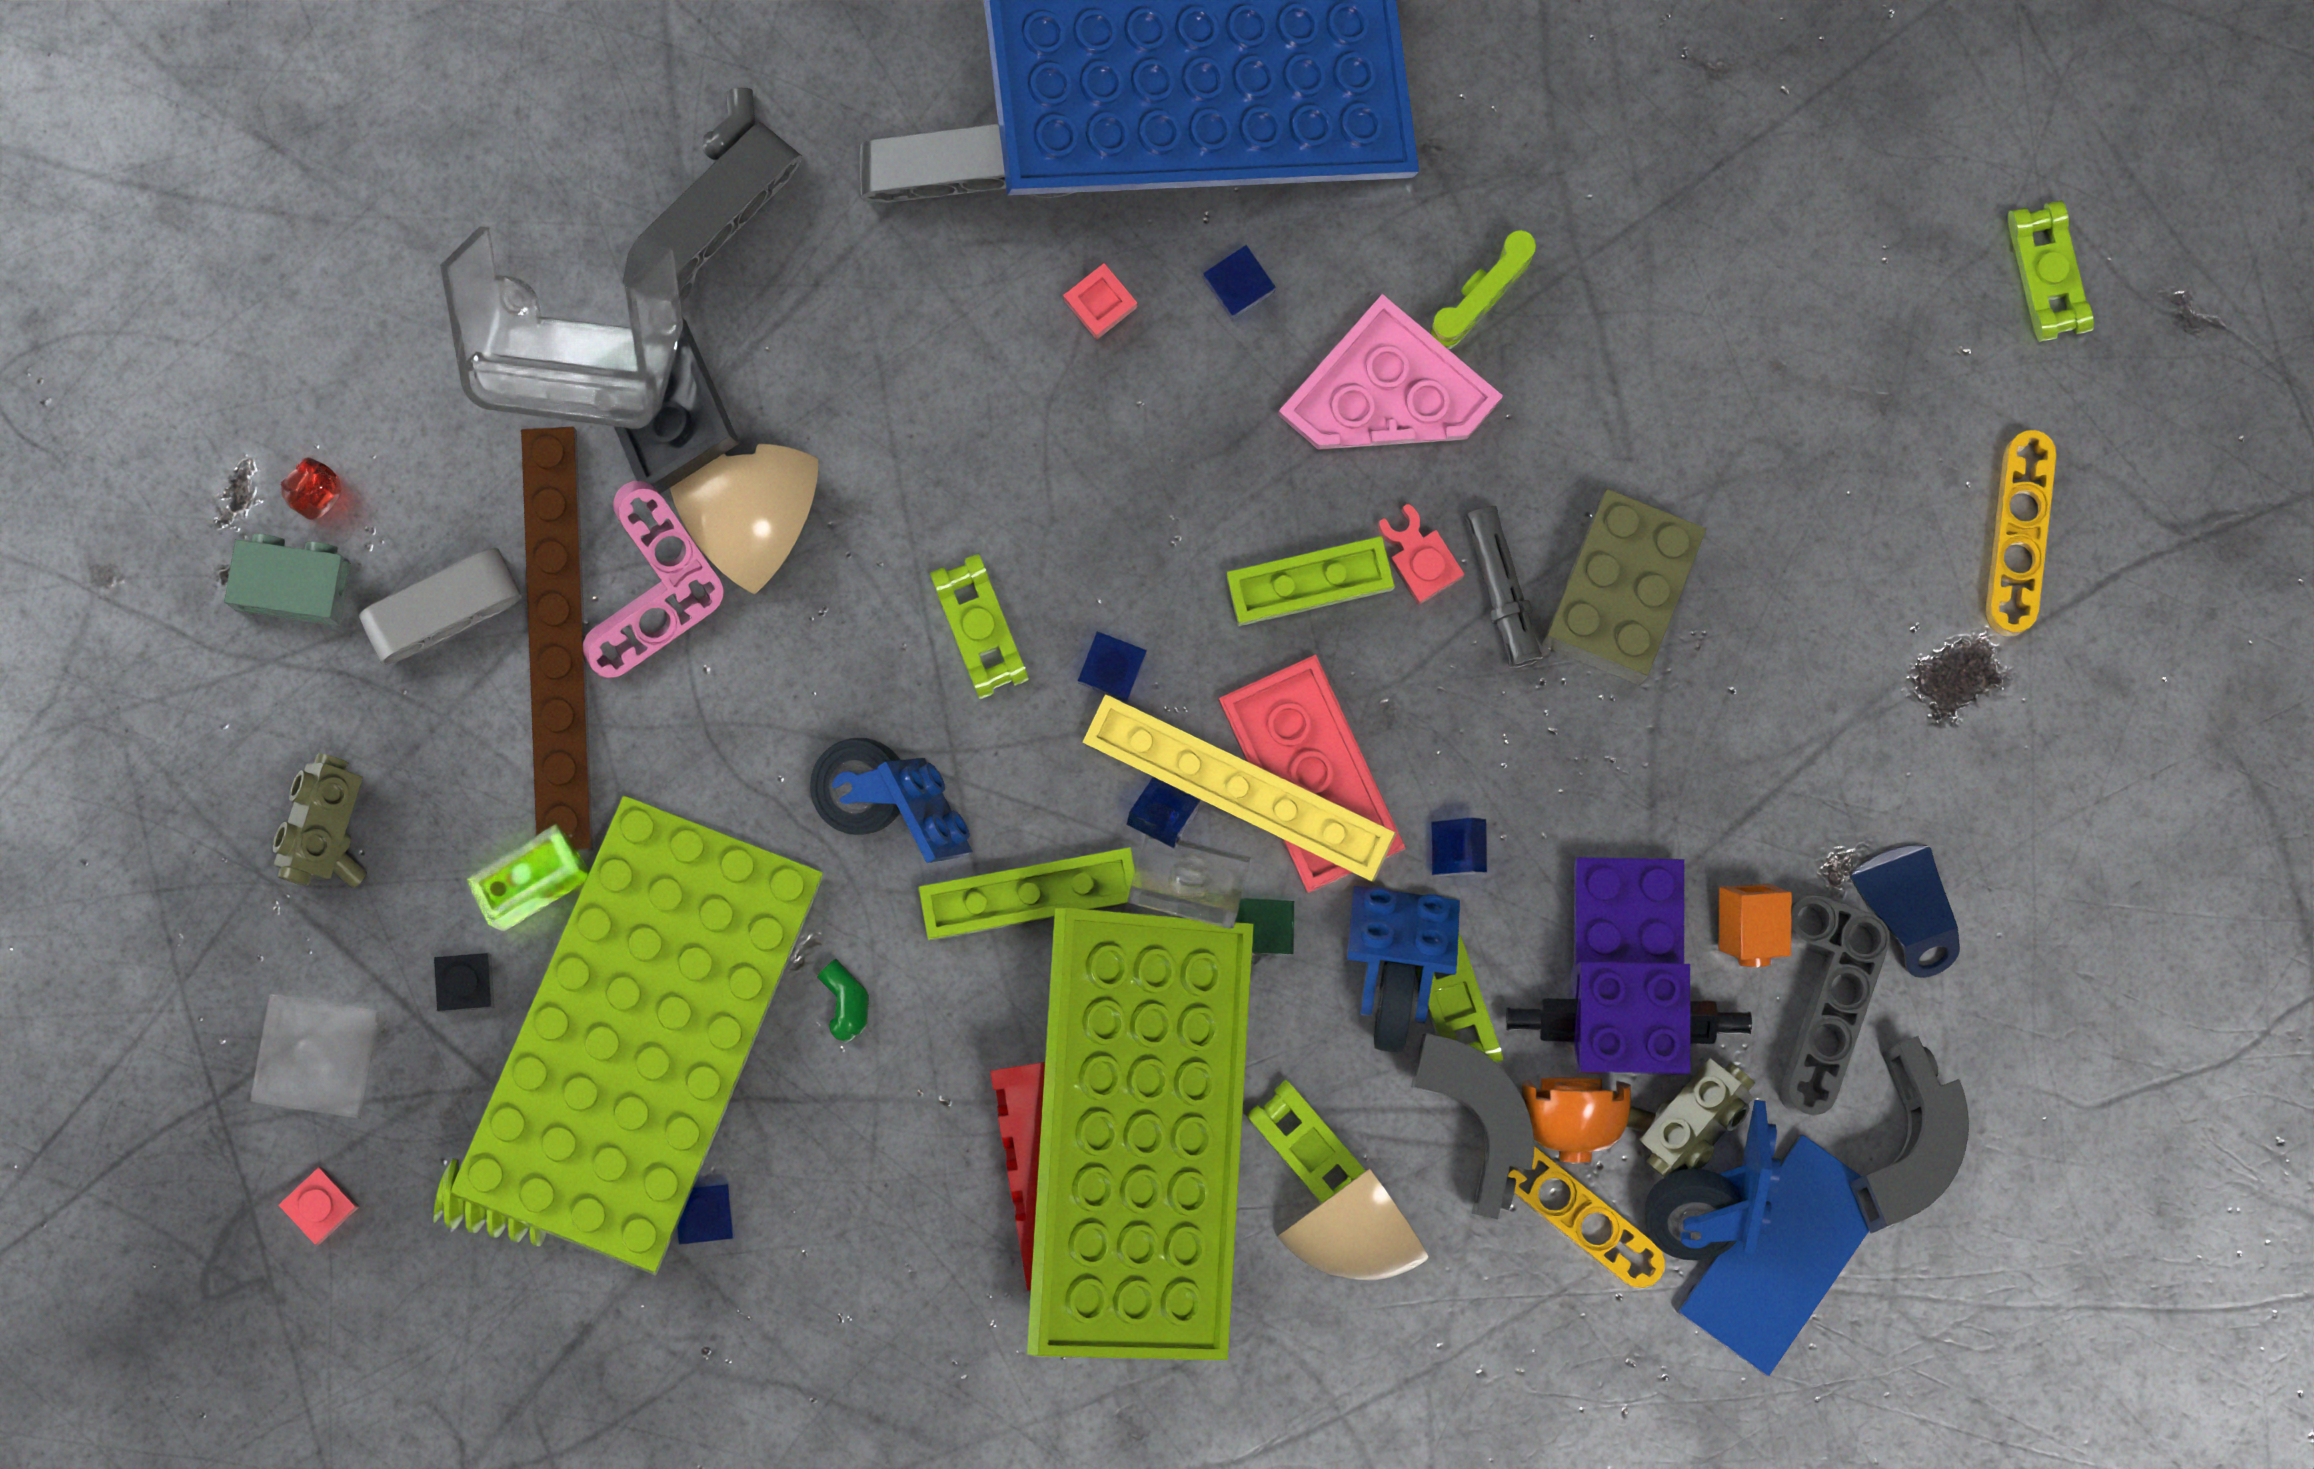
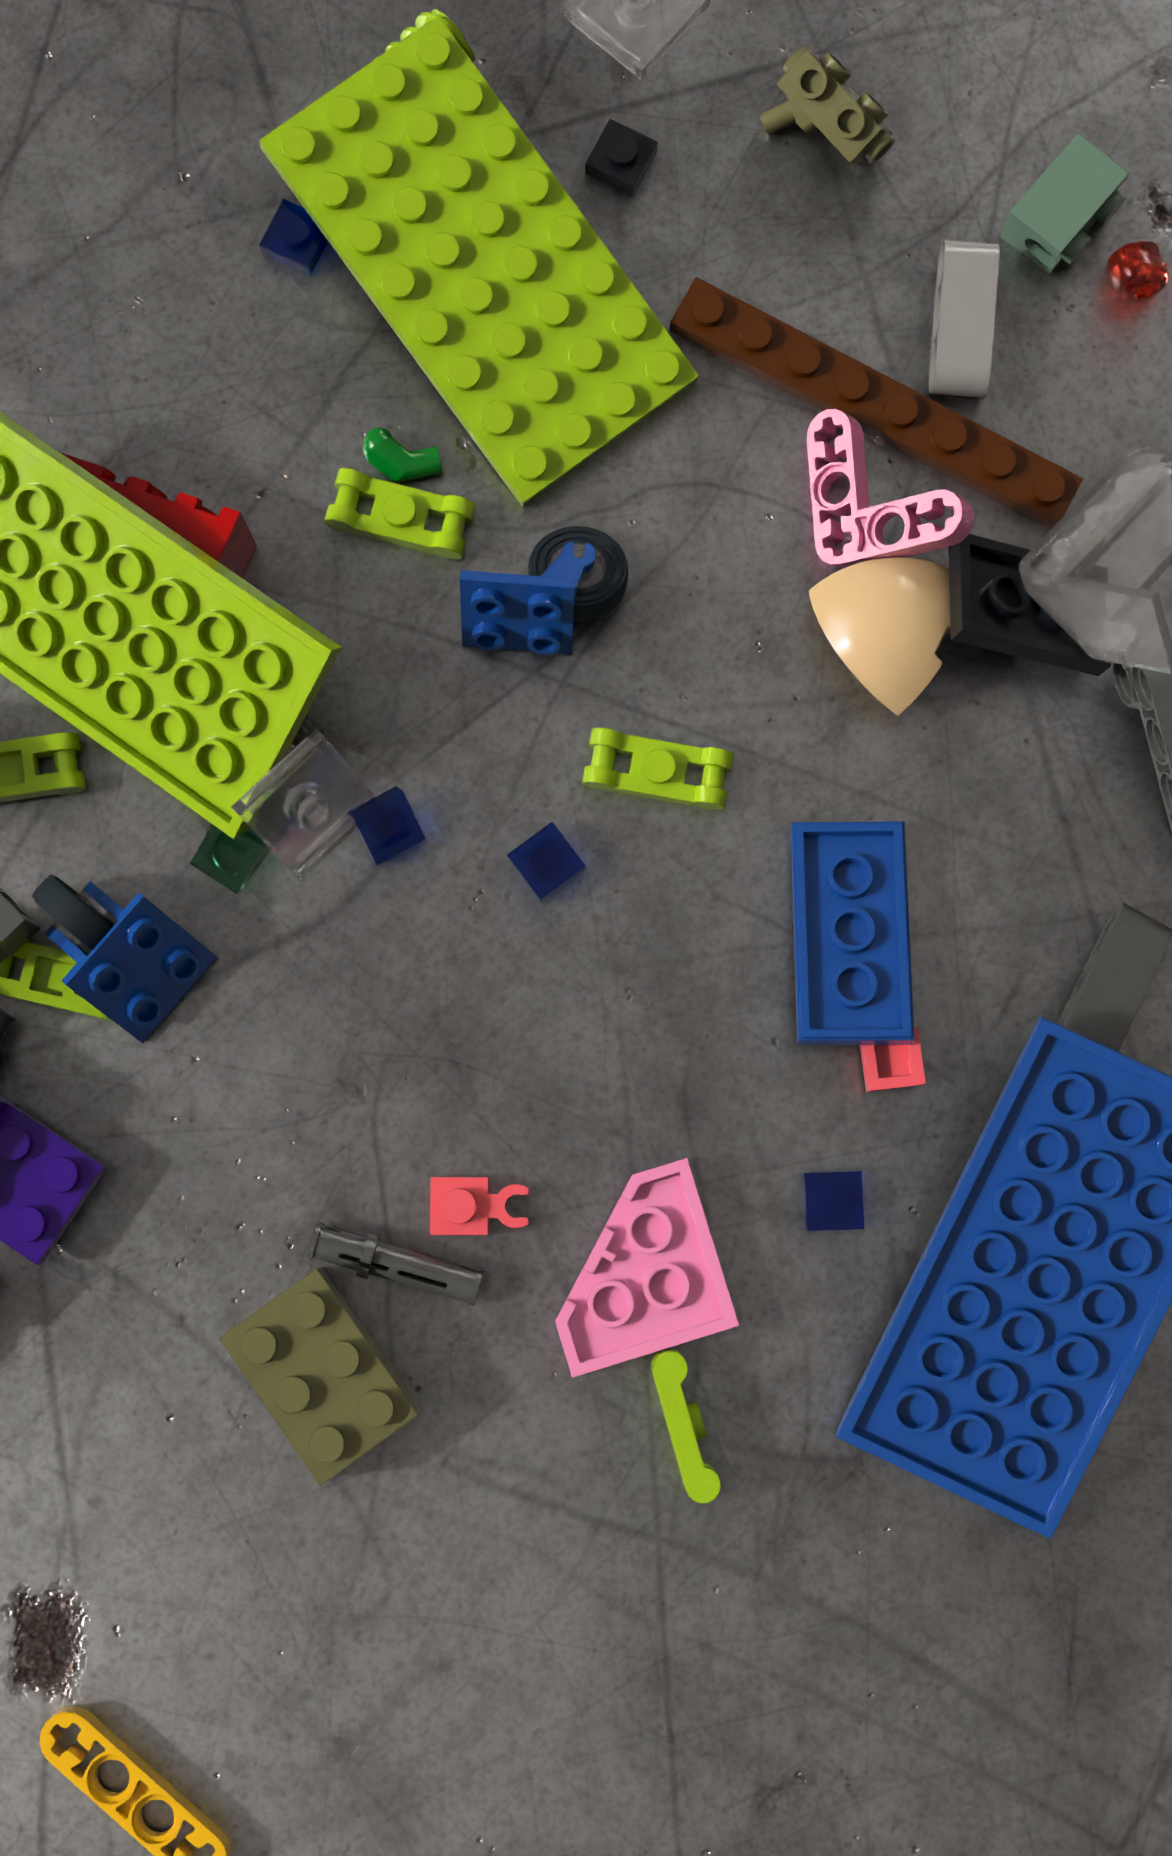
camera: 125 degrees right, 0 degrees up
(528, 878) = (675, 253): clear neon green slope -> none
(894, 970) = (400, 514): none -> lime plate
(1018, 391) = (851, 934): none -> blue tile
(1026, 893) = (391, 664): lime plate -> none
(1239, 788) = (360, 903): light yellow plate -> none
(1300, 734) = (339, 981): coral tile -> none
(1310, 581) = (512, 1088): lime plate -> none
(1459, 847) = (185, 1069): clear blue plate -> none

